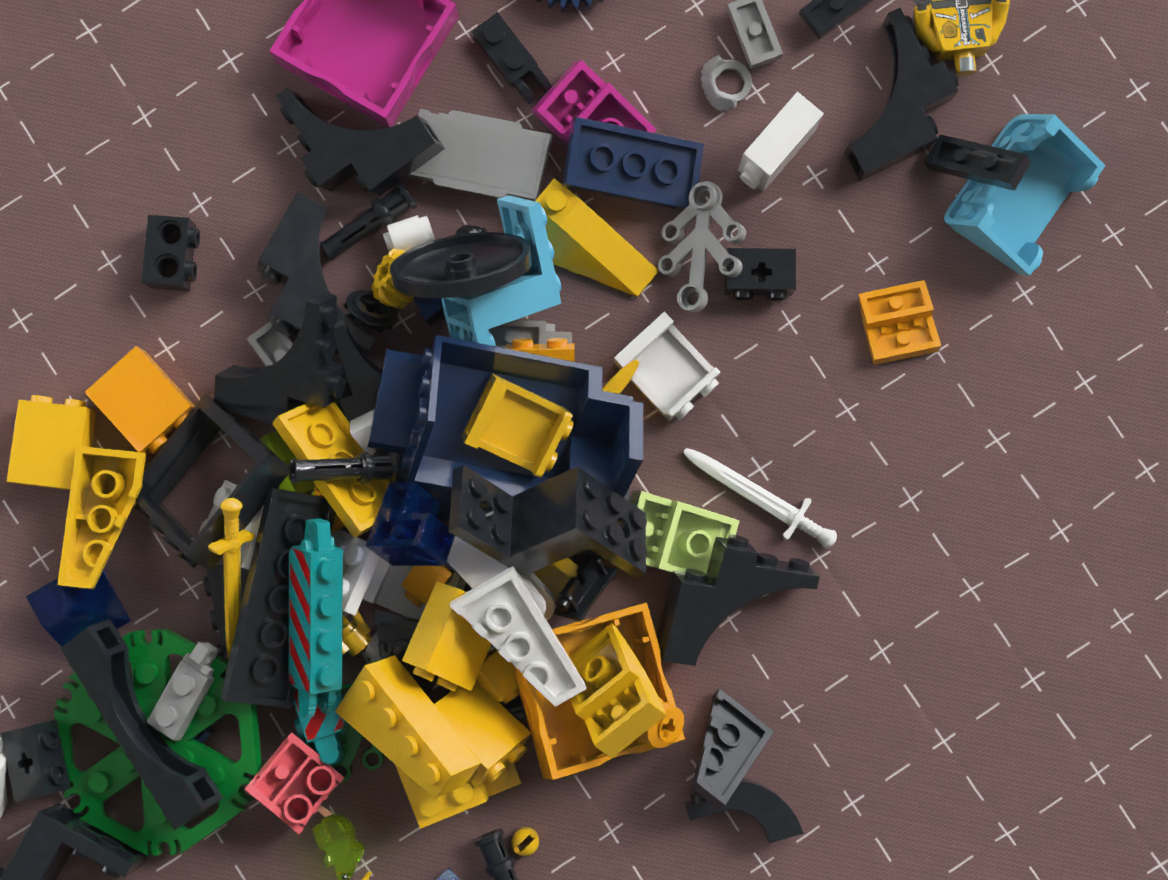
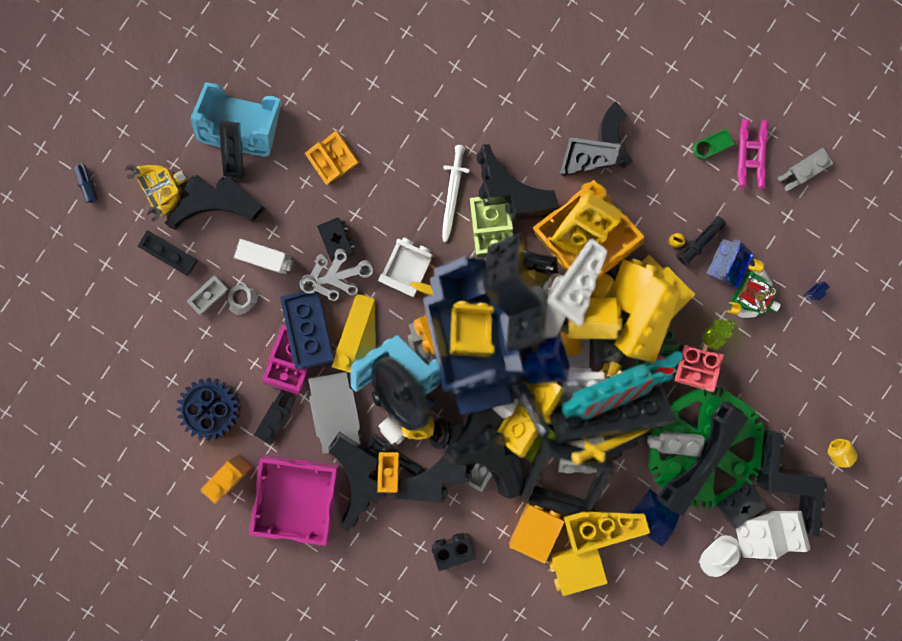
camera: 110 degrees left, 5 degrees up
(343, 199) = (388, 472): none -> light orange slope

